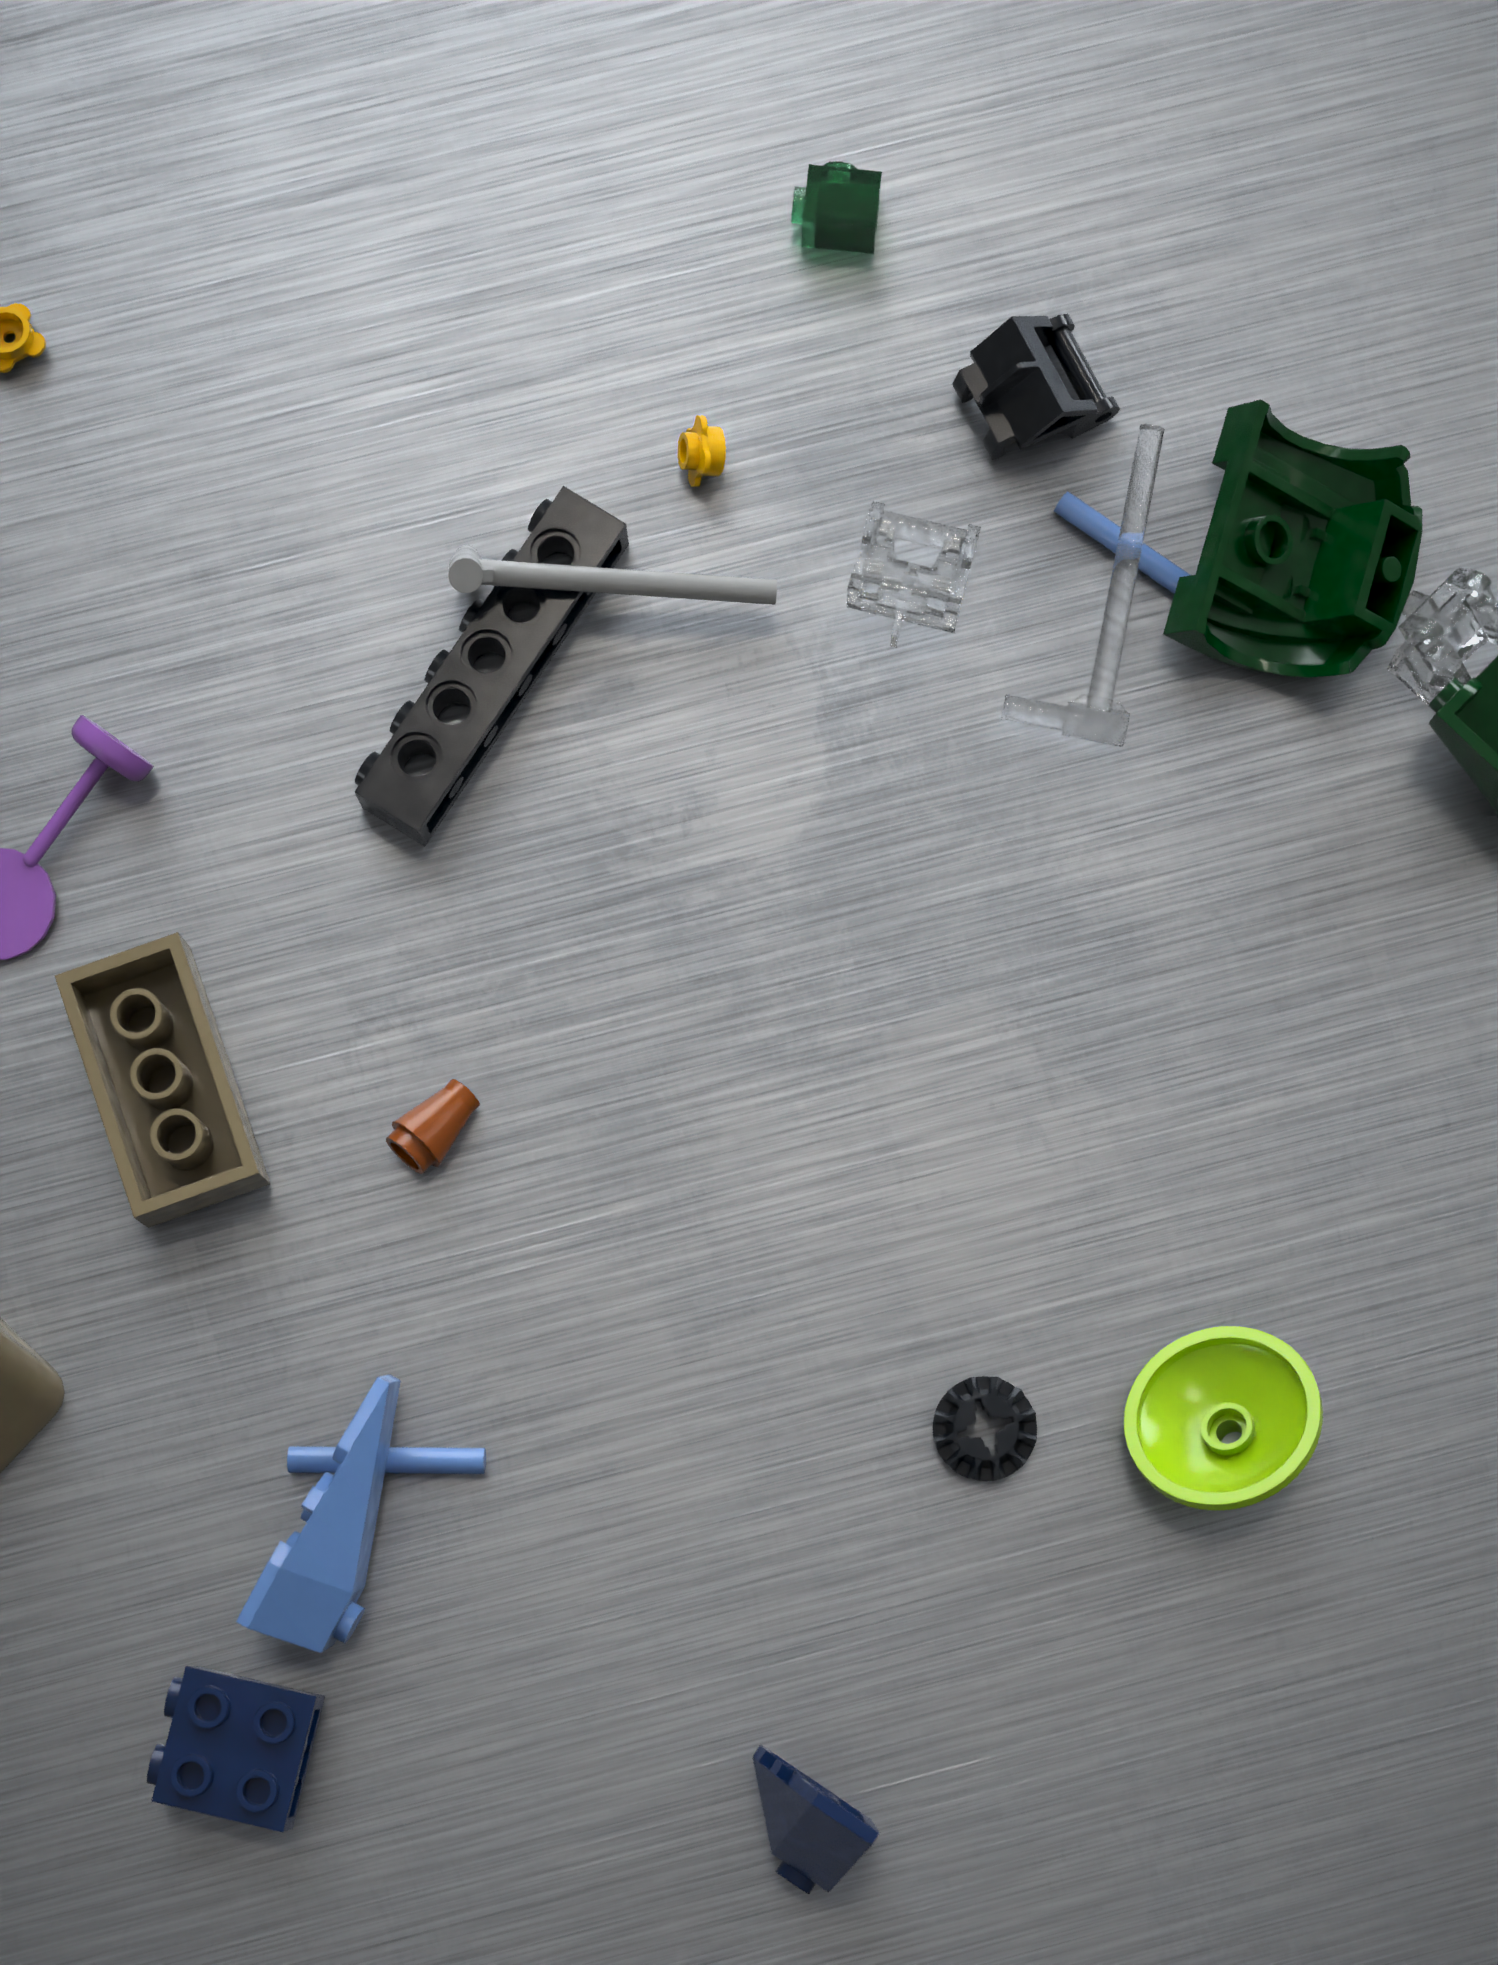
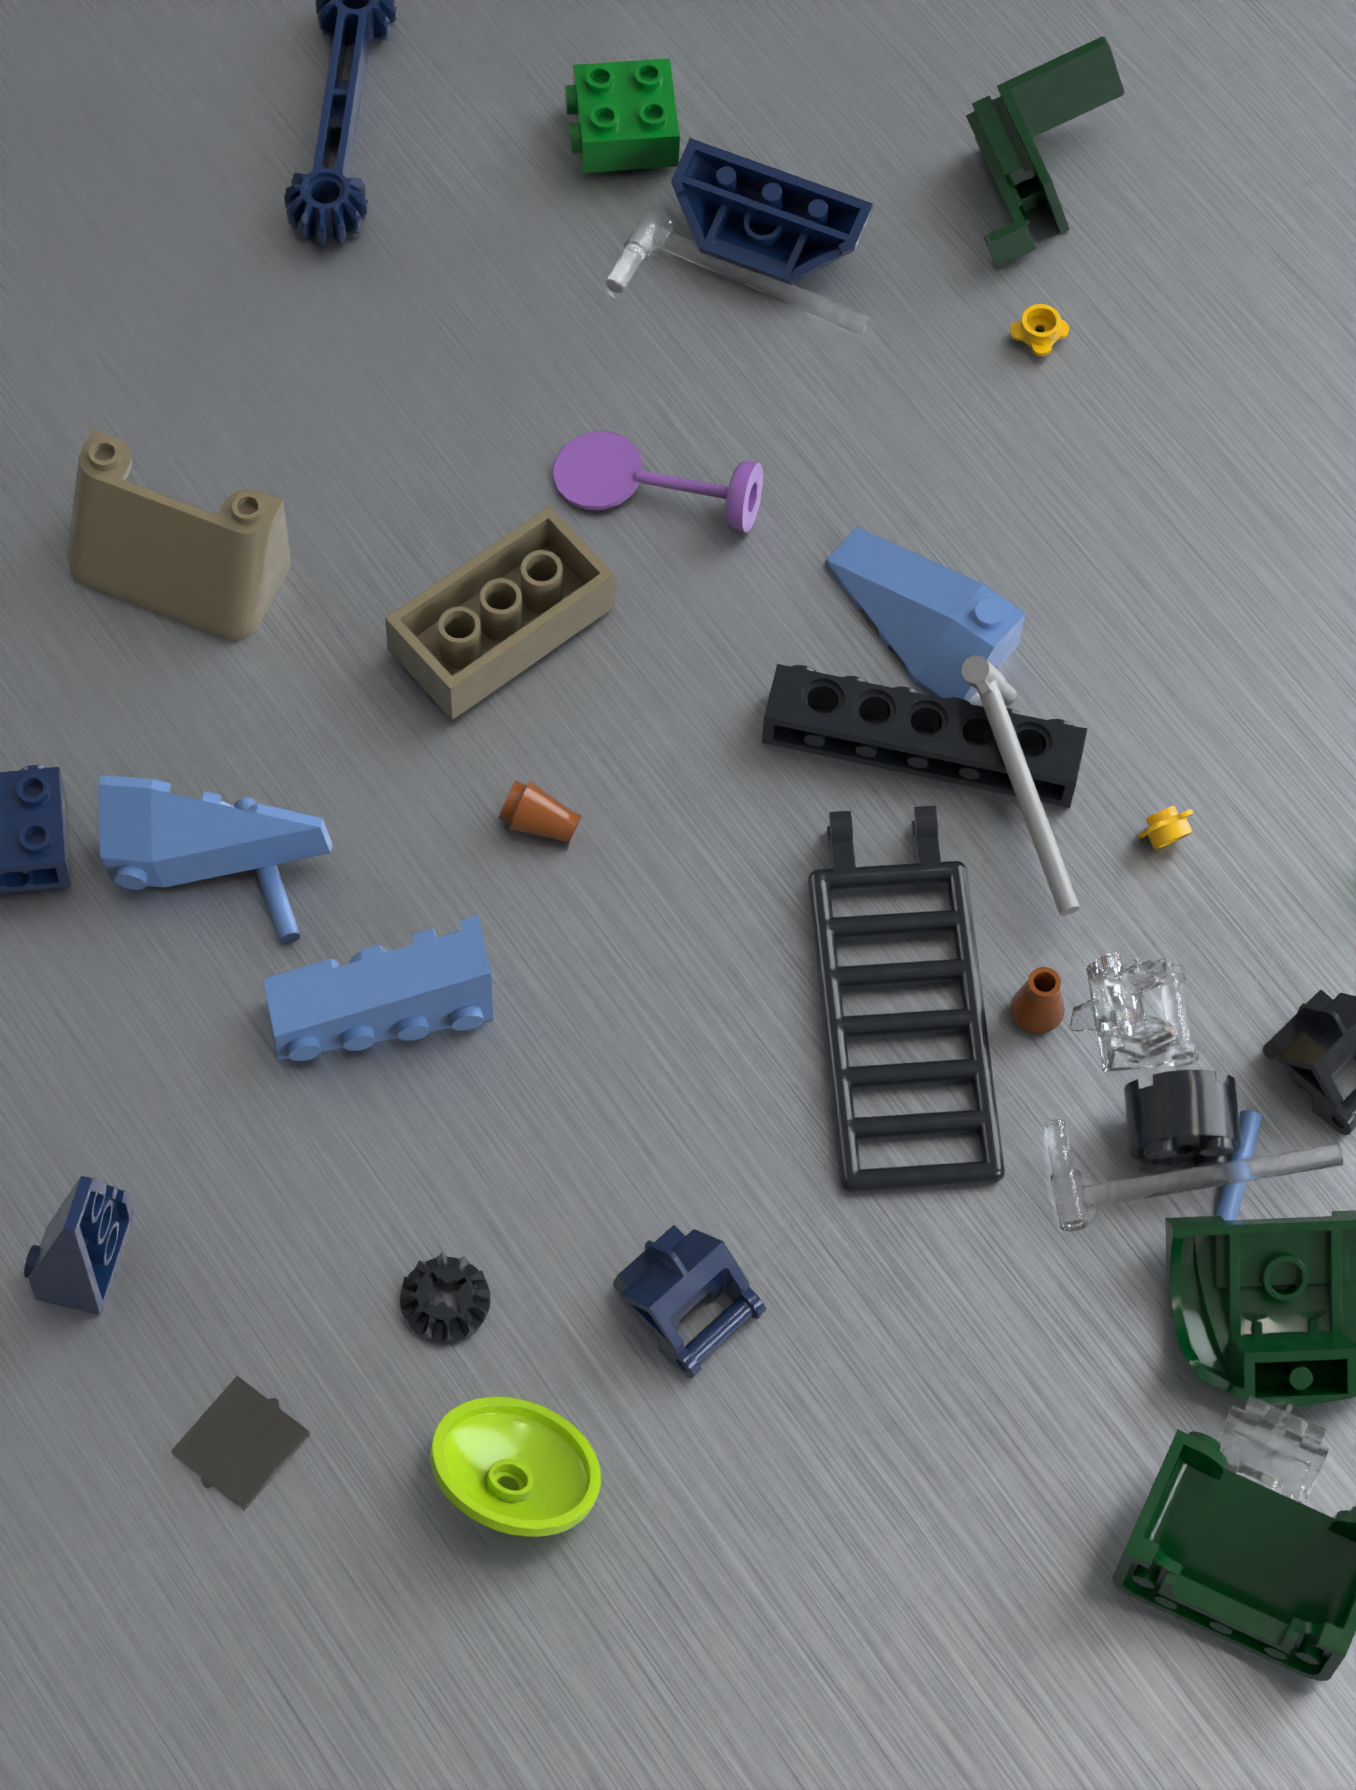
camera: 65 degrees right, 15 degrees down
(345, 600) = (926, 611): none -> medium blue wedge
(608, 1381) = (383, 994): none -> medium blue wedge
(658, 723) = (839, 1027): none -> black bar
(863, 680) = (1039, 1002): none -> dark orange cone
(1063, 571) = (1182, 1120): none -> black brick
(1063, 1174) = (675, 1277): none -> dark blue piece
(1076, 1707) = (240, 1443): none -> clear smoke piece

